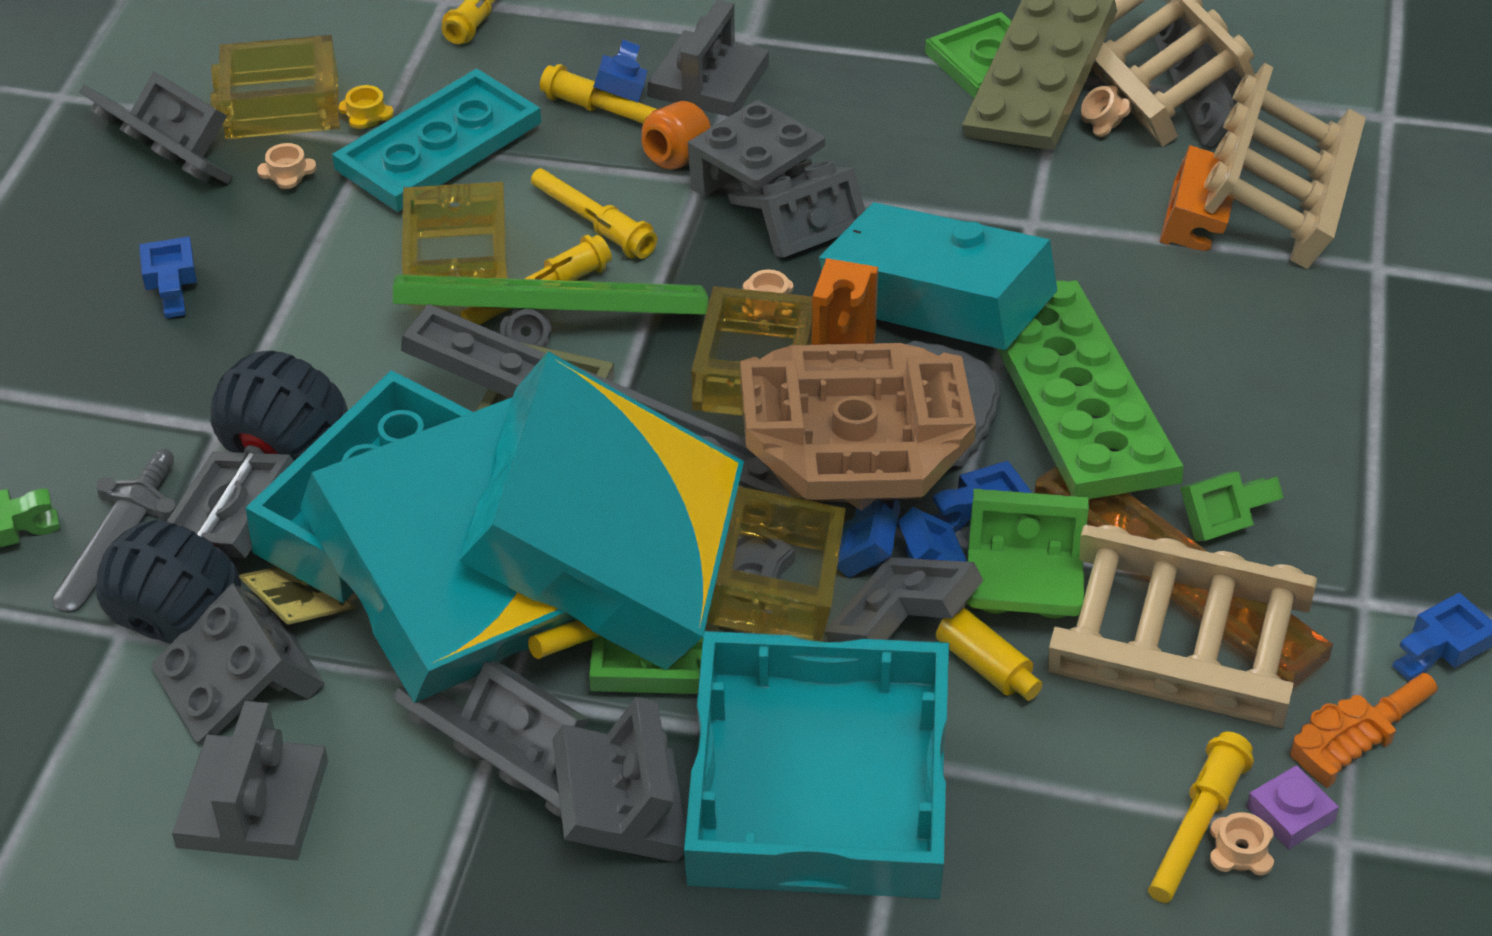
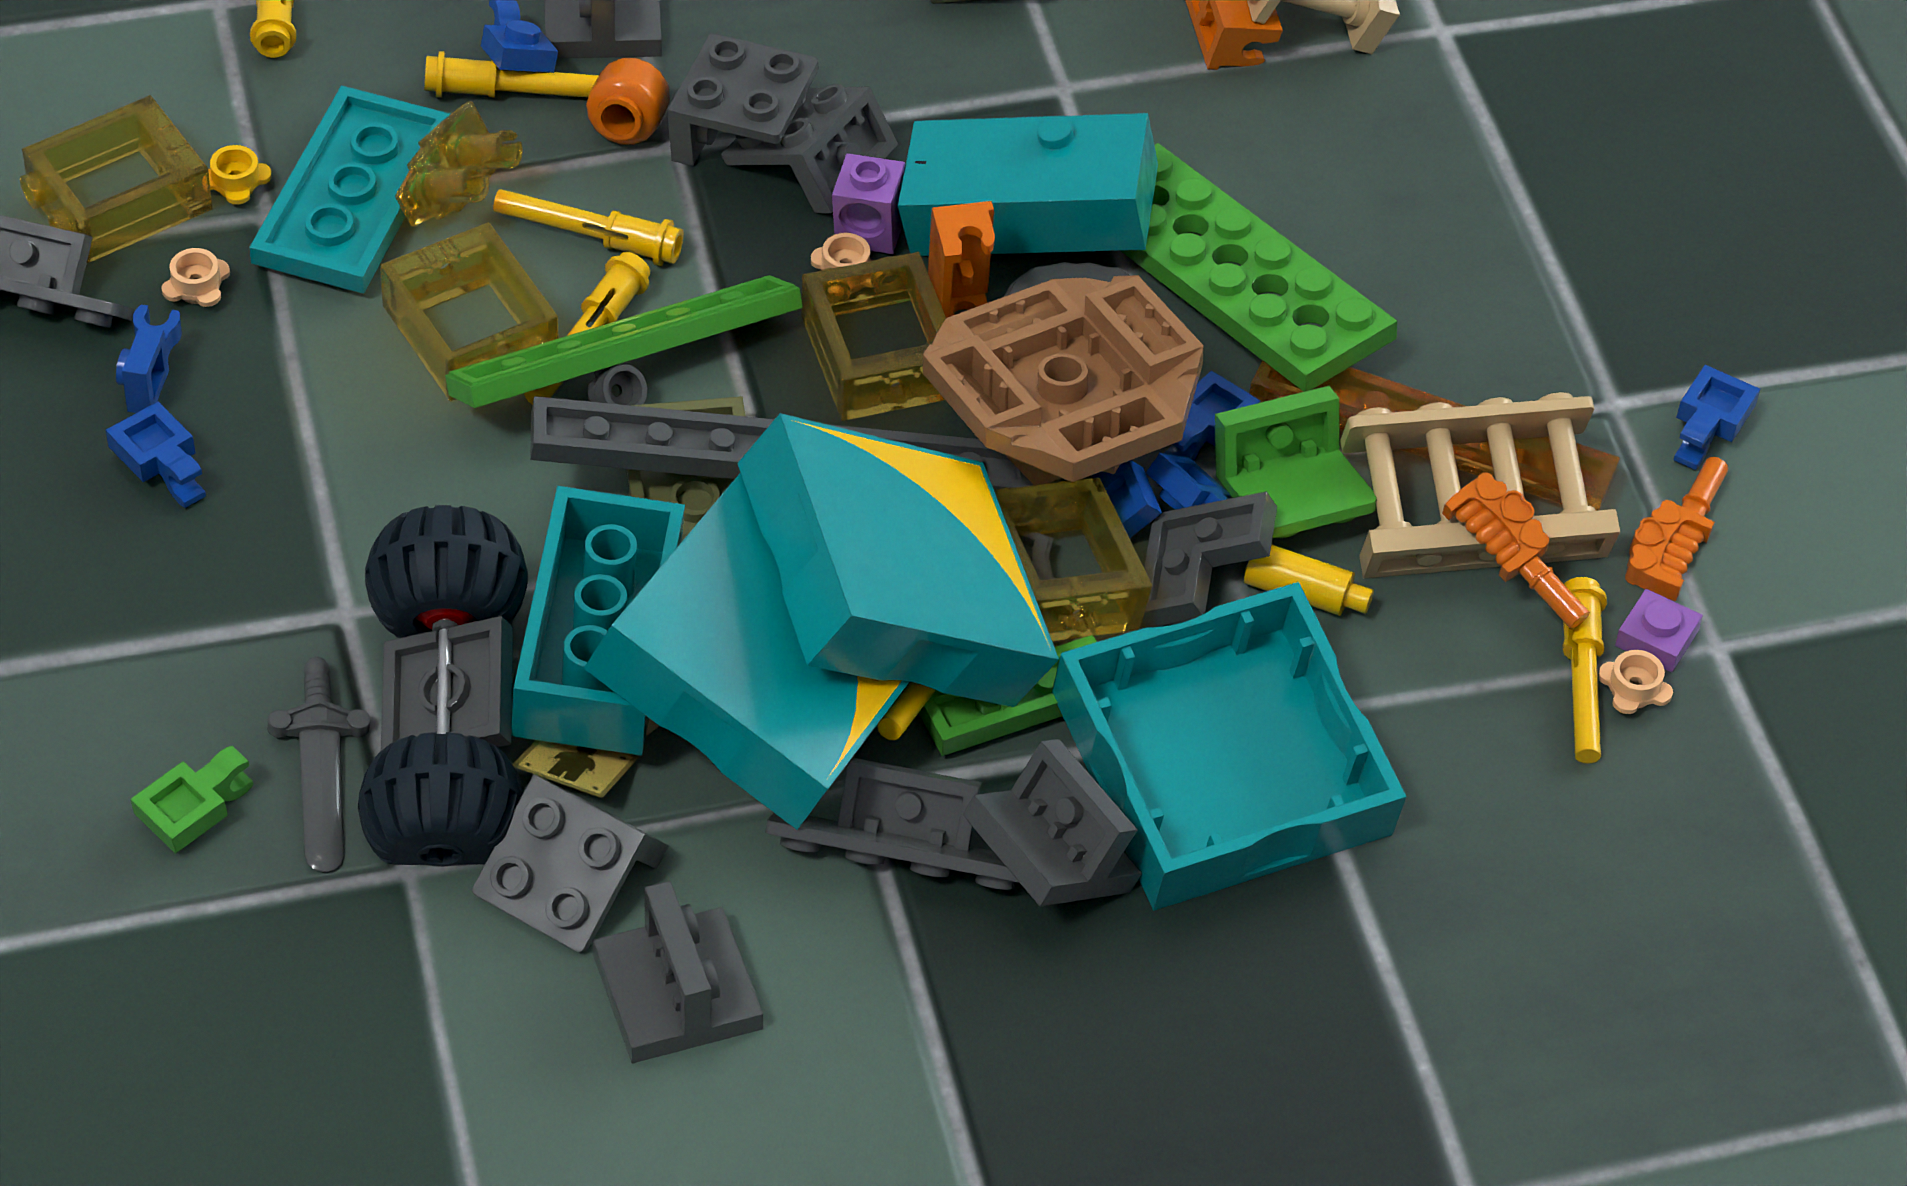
camera: 30 degrees left, 5 degrees up
(204, 208) = (145, 365): none -> blue plate
(512, 141) = (455, 166): none -> clear yellow connector
(799, 247) = (868, 200): none -> medium lavender brick
(1181, 677) = (1517, 540): none -> orange piece
(1224, 503) = (1439, 344): bright green plate -> none

